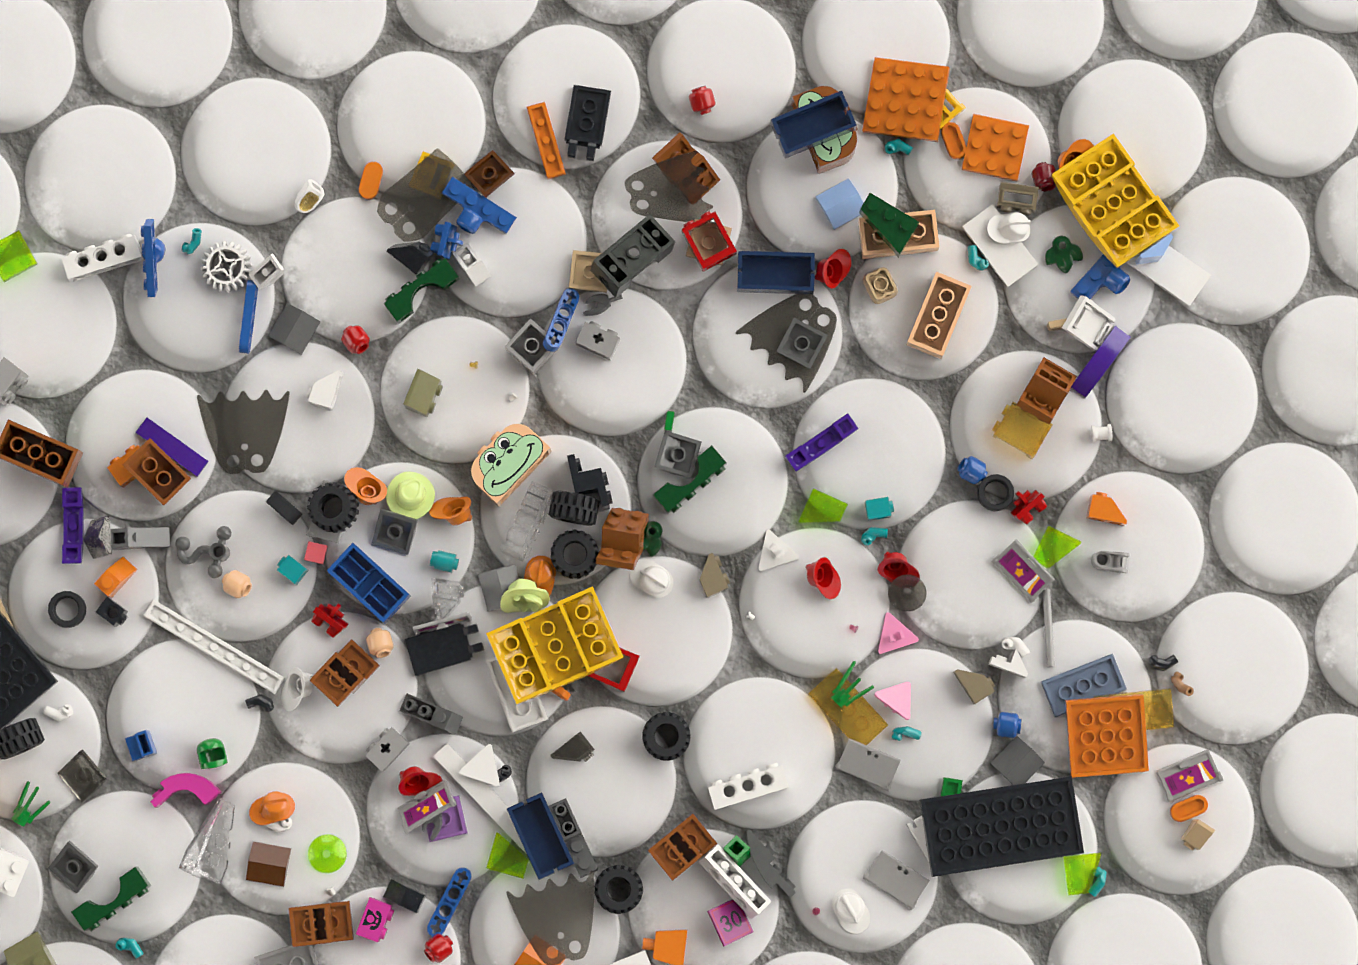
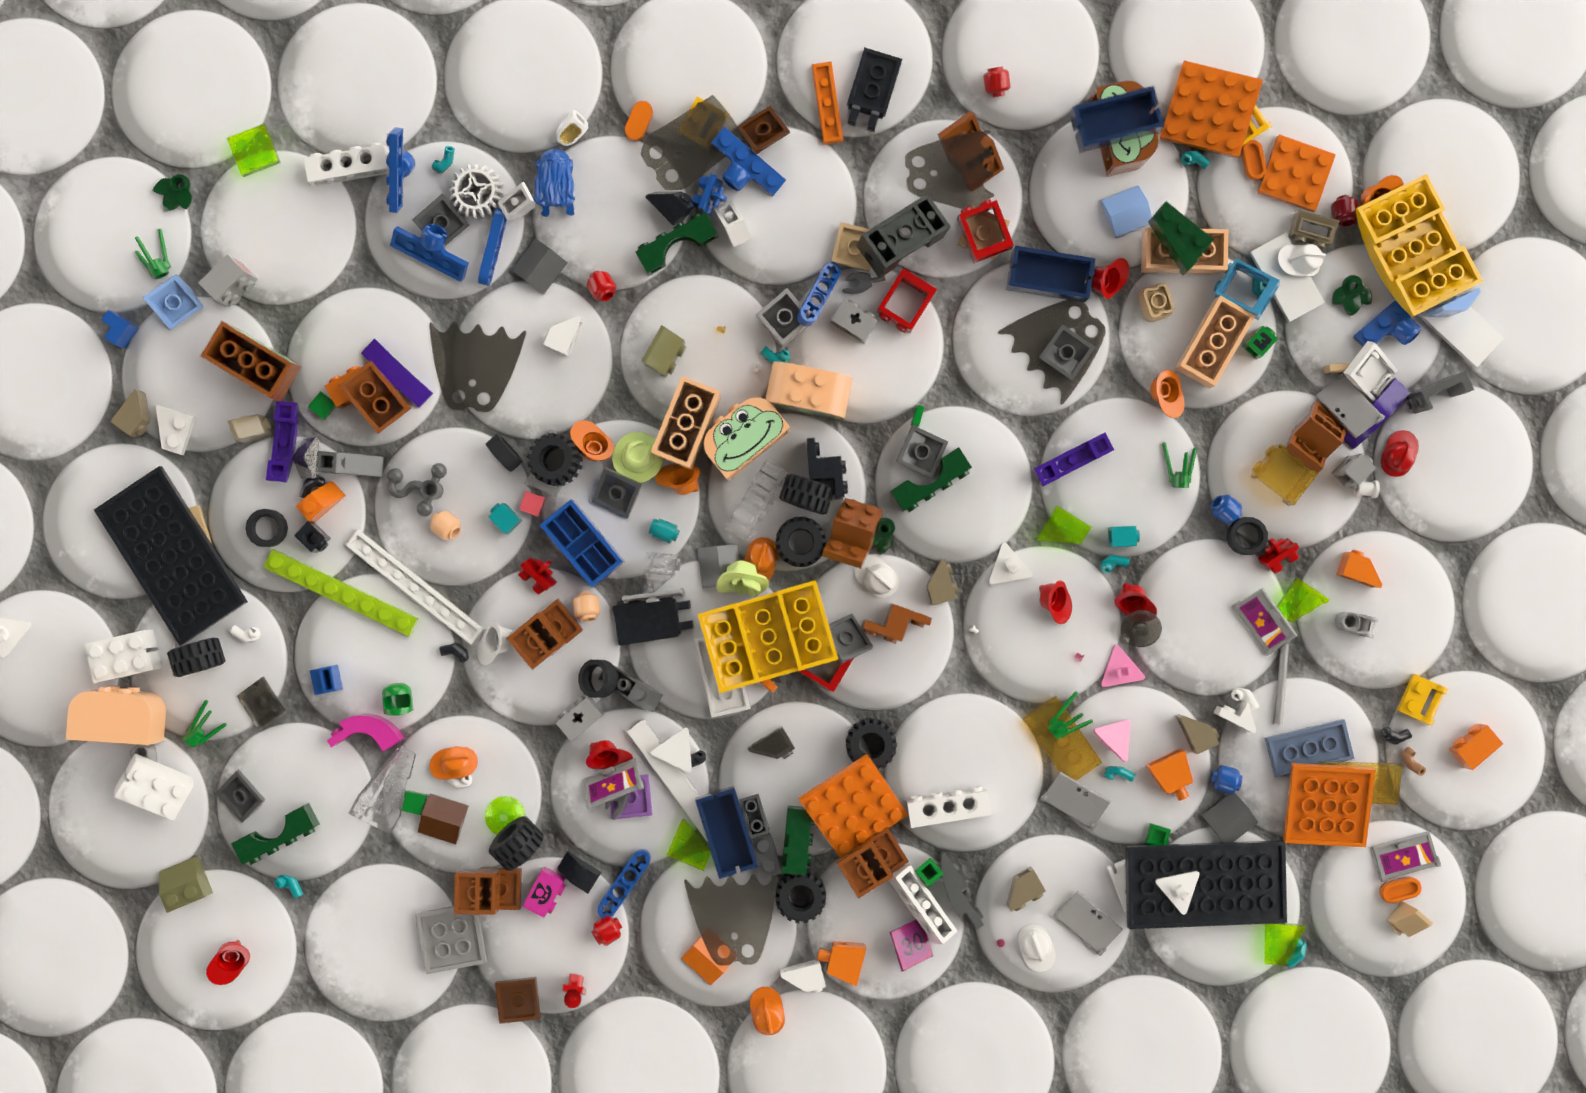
camera: 10 degrees right, 5 degrees up
(42, 516) = (250, 428): none -> dark tan slope
(102, 562) = (308, 484): none -> black arm
(105, 486) = (322, 405): none -> green tile
(144, 661) = (341, 592): none -> lime plate
(190, 327) = (430, 250): none -> blue plate
(196, 300) = (443, 214): none -> dark grey slope
(239, 851) = (414, 802): none -> green tile
(300, 248) = (554, 182): none -> blue hair
(342, 873) = (516, 843): none -> black tyre
(411, 708) = (585, 678): none -> black tyre
(453, 456) = (687, 423): none -> light nougat brick
(528, 385) = (775, 357): none -> teal arm
(563, 411) = (809, 390): none -> light nougat brick
(609, 835) = (797, 841): none -> dark green wedge
(632, 639) = (849, 639): none -> dark grey tile
(653, 298) = (916, 283): none -> red window
(657, 795) = (853, 805): none -> orange plate
(674, 618) = (896, 623): none -> dark orange bracket
(830, 853) = (1024, 888): none -> dark tan slope
(902, 369) = (1168, 393): none -> orange piece
(925, 448) = (1183, 478): none -> green plant
(955, 726) = (1172, 773): none -> orange torso
(975, 832) = (1179, 889): none -> white piece
(978, 268) = (1266, 296): none -> dark azure window
(982, 309) = (1260, 342): none -> green brick
(1079, 361) = (1357, 410): none -> light grey door
(1085, 417) = (1354, 470): none -> light grey brick
(1129, 396) = (1399, 453): none -> red piece
(1168, 322) = (1455, 385): none -> dark grey panel
(1177, 623) = (1416, 696): none -> yellow plate
(1239, 661) = (1475, 746): none -> orange brick

